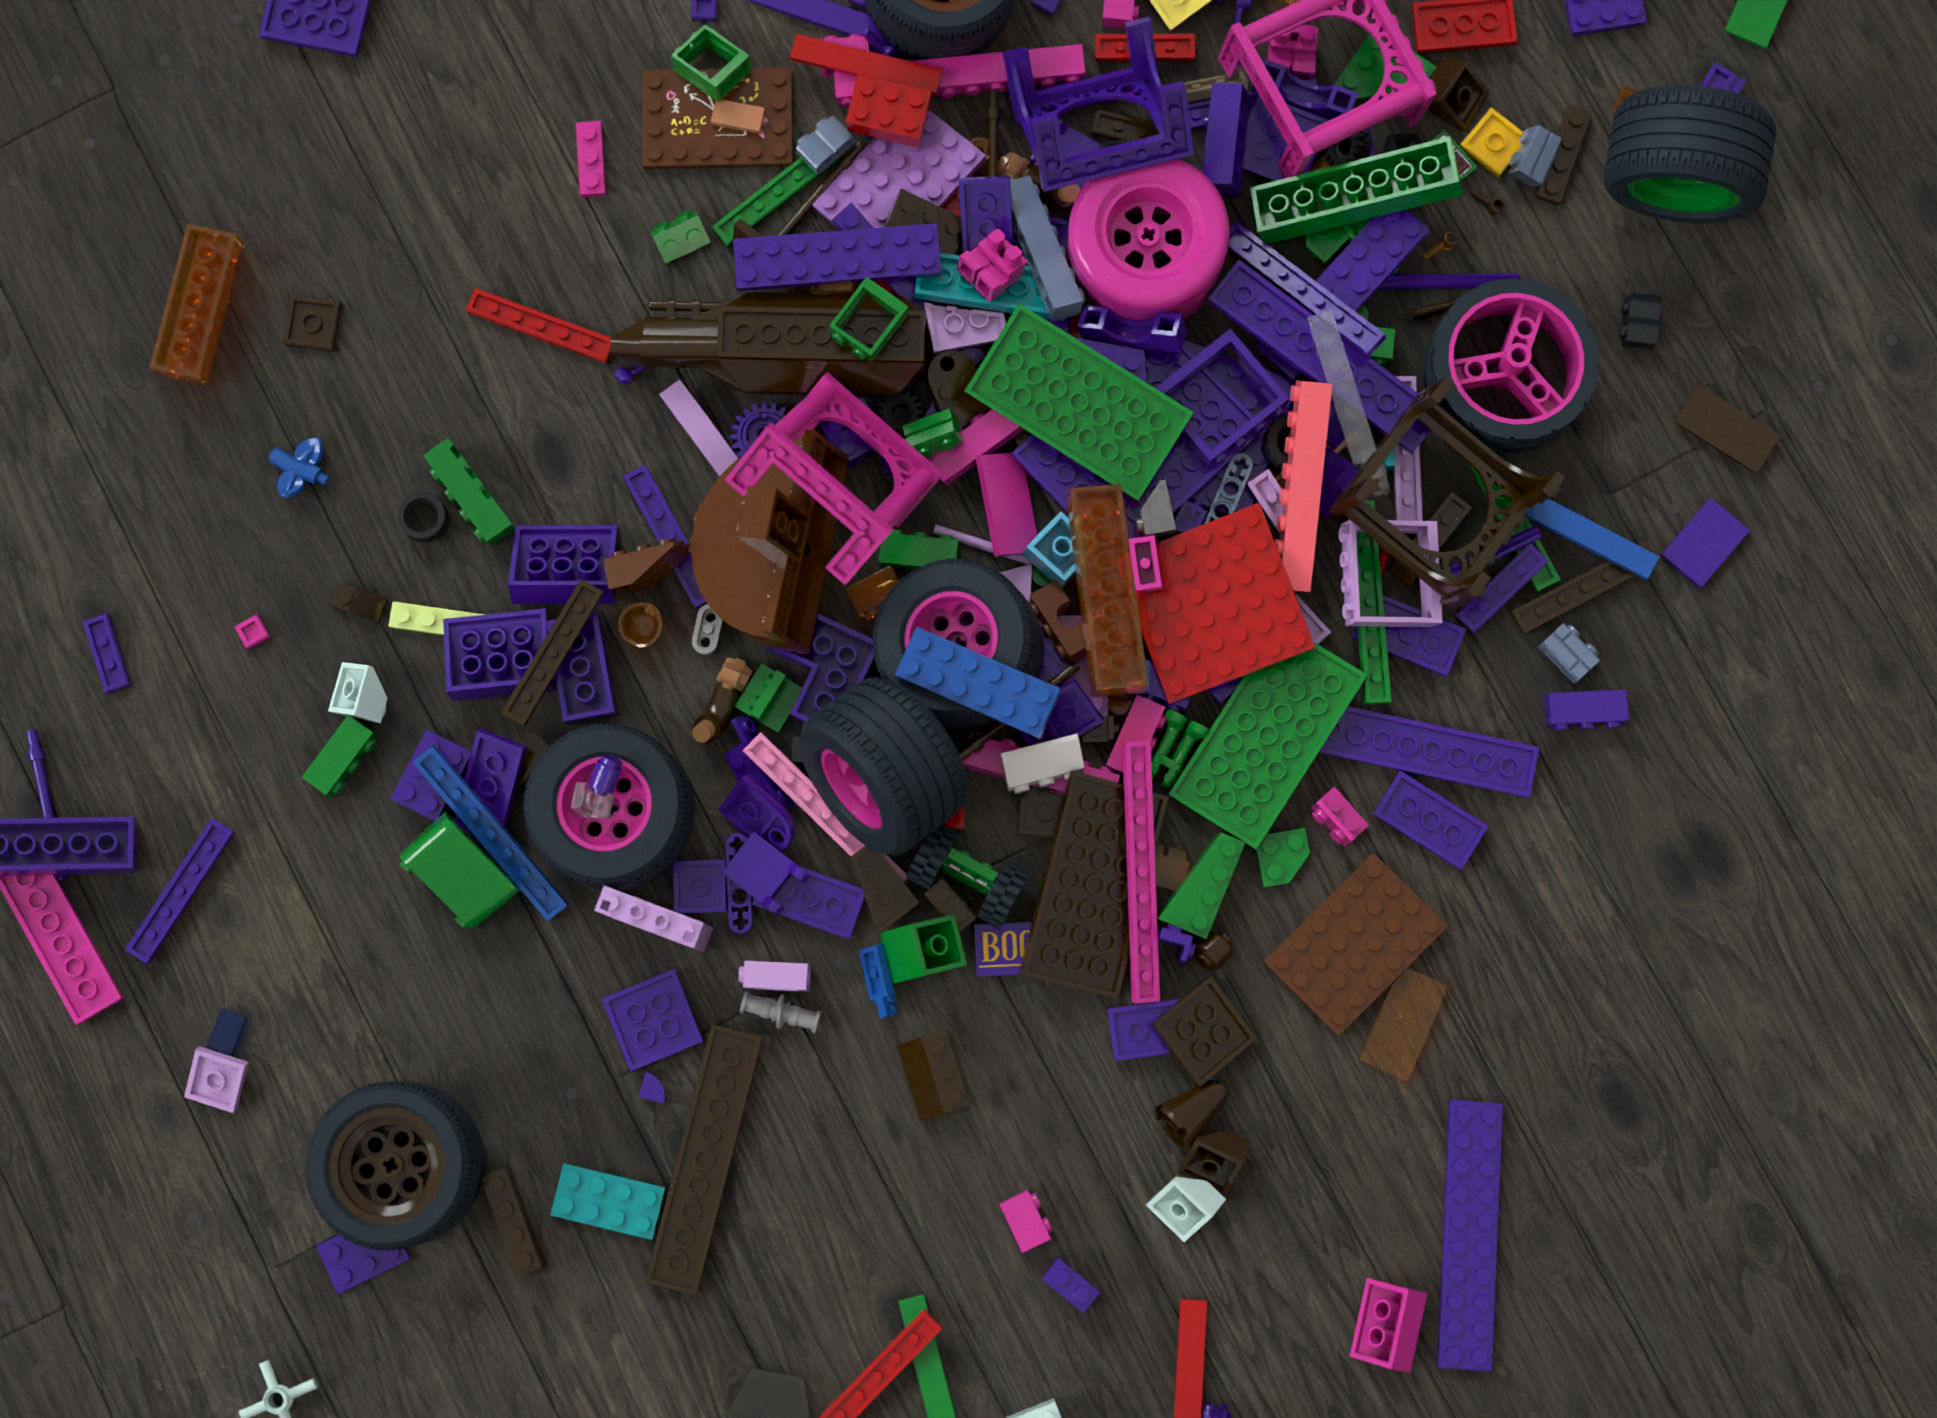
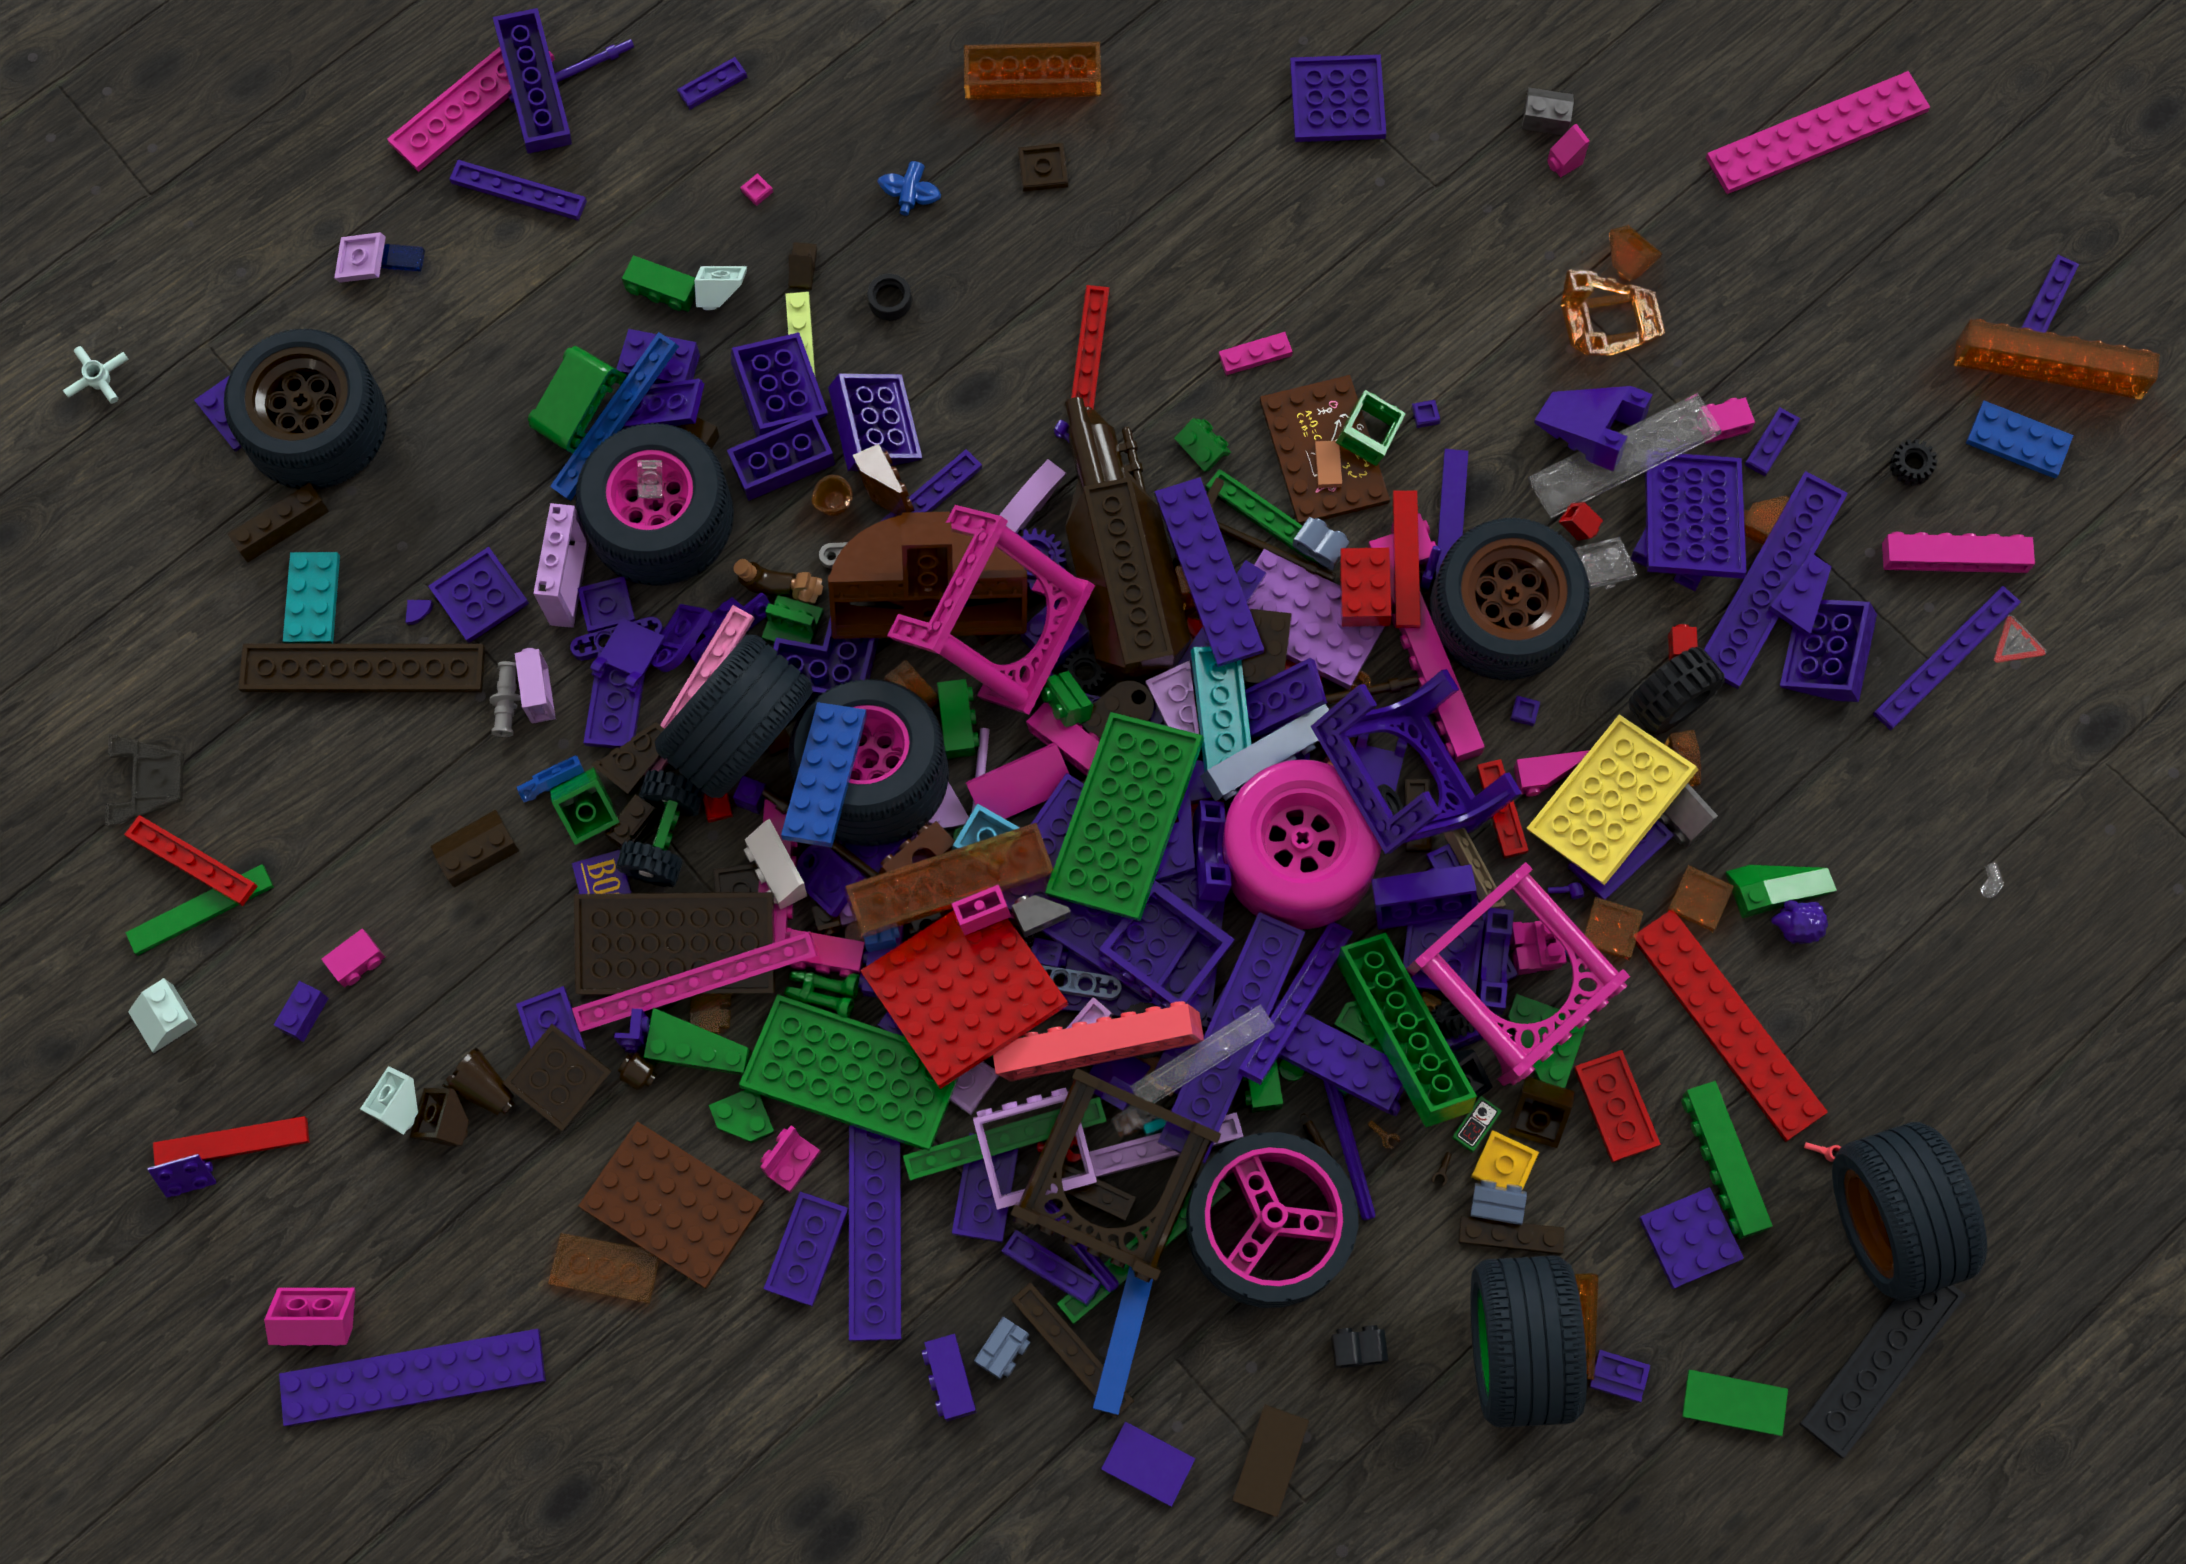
camera: 75 degrees right, 10 degrees down
(469, 492) = (920, 325): green wedge -> none
(552, 652) = (784, 423): dark brown plate -> none
(606, 775) = (672, 481): dark purple brick -> none
(885, 300) = (1156, 586): green window -> none
(992, 265) = (1238, 710): dark pink hips -> none

